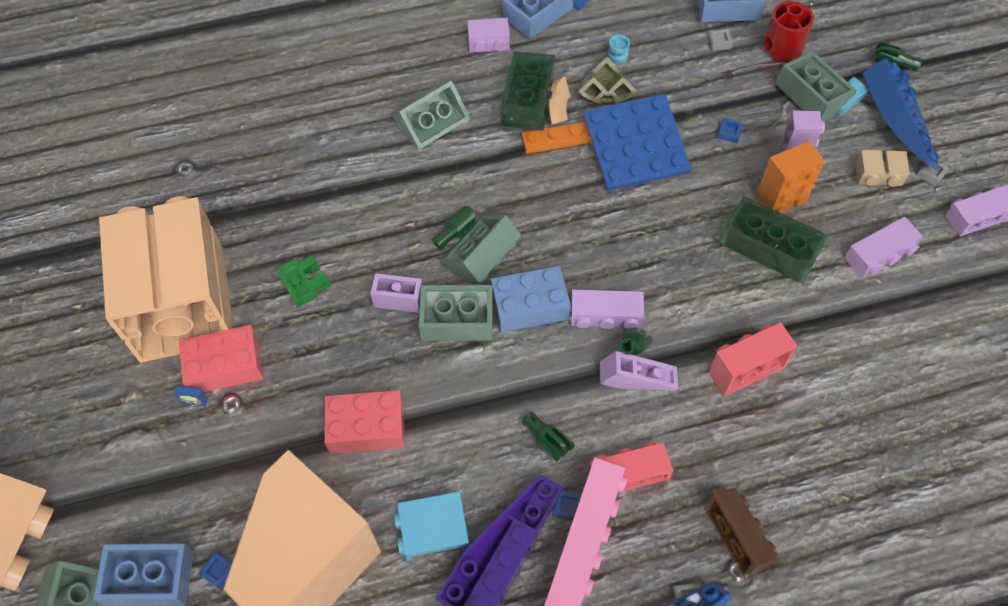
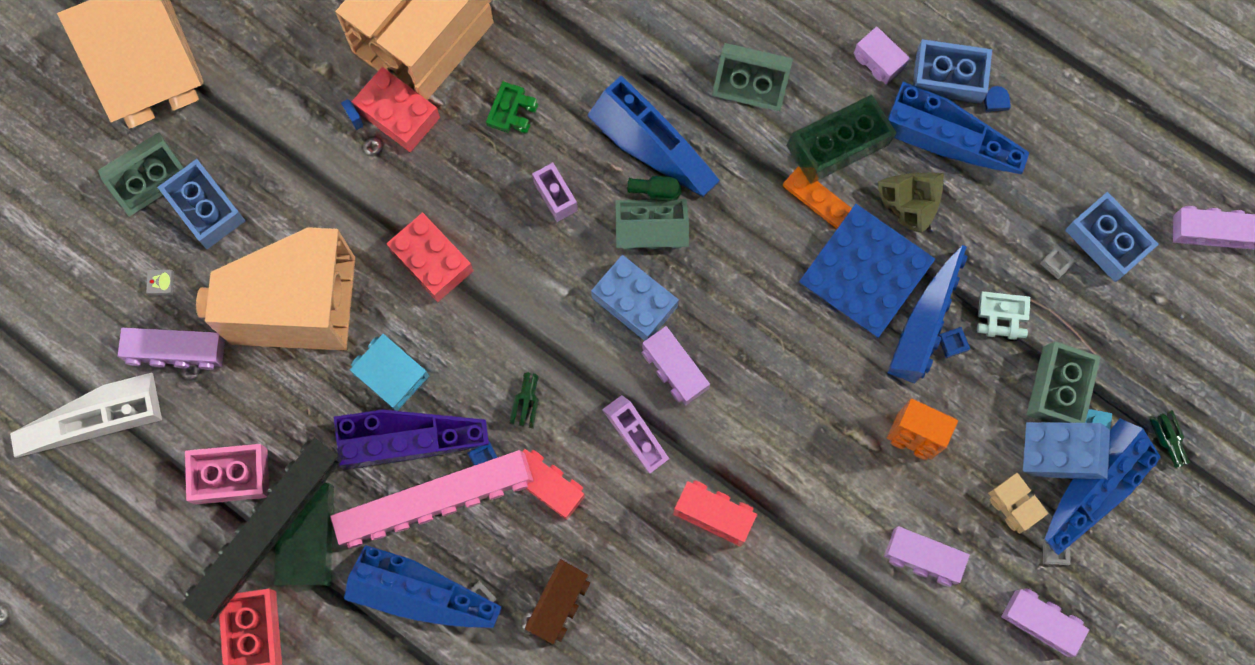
camera: 50 degrees right, 15 degrees up
(216, 570) = (244, 246): blue tile -> none
(412, 203) = (649, 137): none -> blue wedge
(456, 313) = (573, 251): sand green slope -> none
(558, 100) = (849, 175): light nougat tile -> none
(580, 32) = (951, 131): none -> blue wedge
(618, 49) = (965, 175): medium azure wheel -> none
(635, 342) = (657, 410): dark green arm -> none
(707, 131) = (925, 322): none -> blue wedge
(729, 85) = (1003, 307): none -> light aqua plate
(773, 239) = (854, 456): clear green brick -> none
(788, 30) = (1108, 318): red cylinder -> none
(801, 128) = (975, 411): lavender brick -> none
(868, 109) = (1066, 450): none -> medium blue brick

